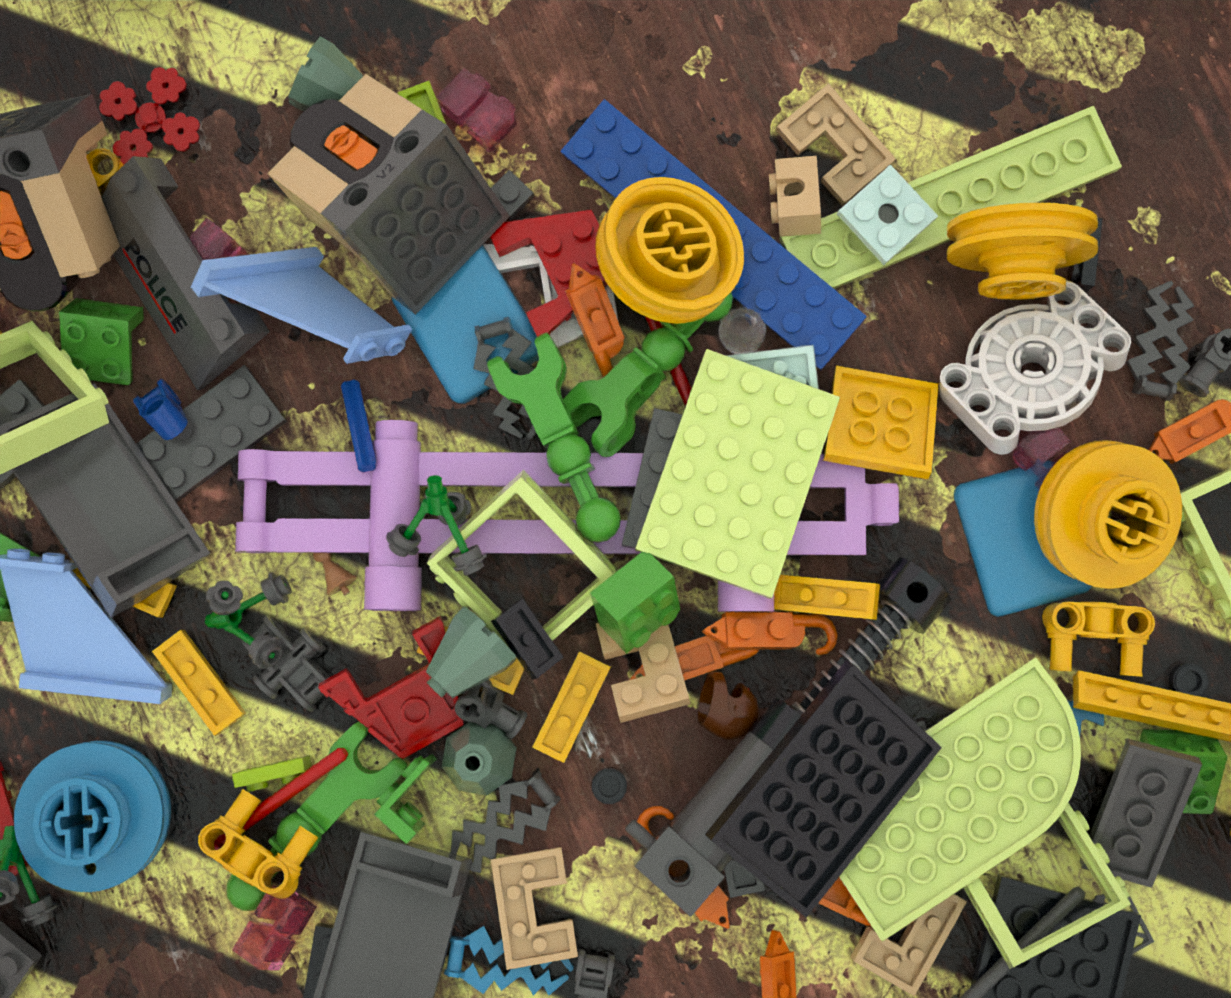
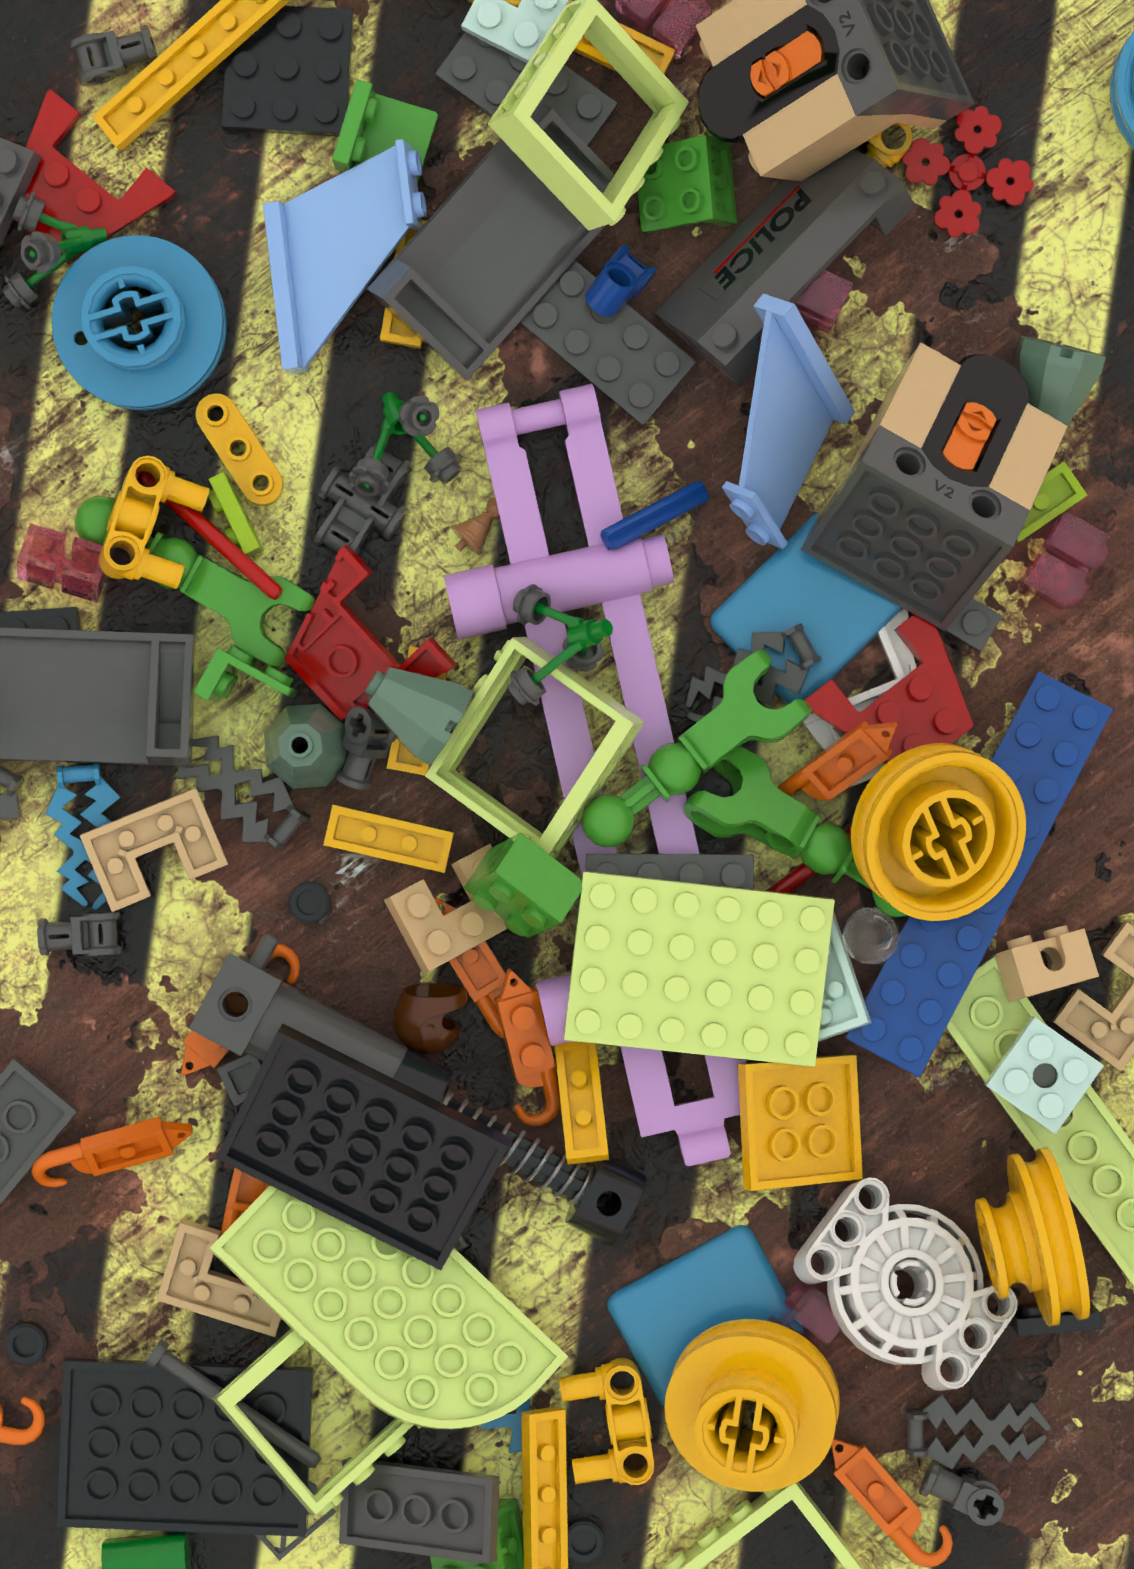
camera: 75 degrees right, 5 degrees up
(199, 682) = (316, 404): yellow plate -> none
(235, 755) = (252, 463): none -> yellow plate
(527, 639) = (452, 772): black plate -> none

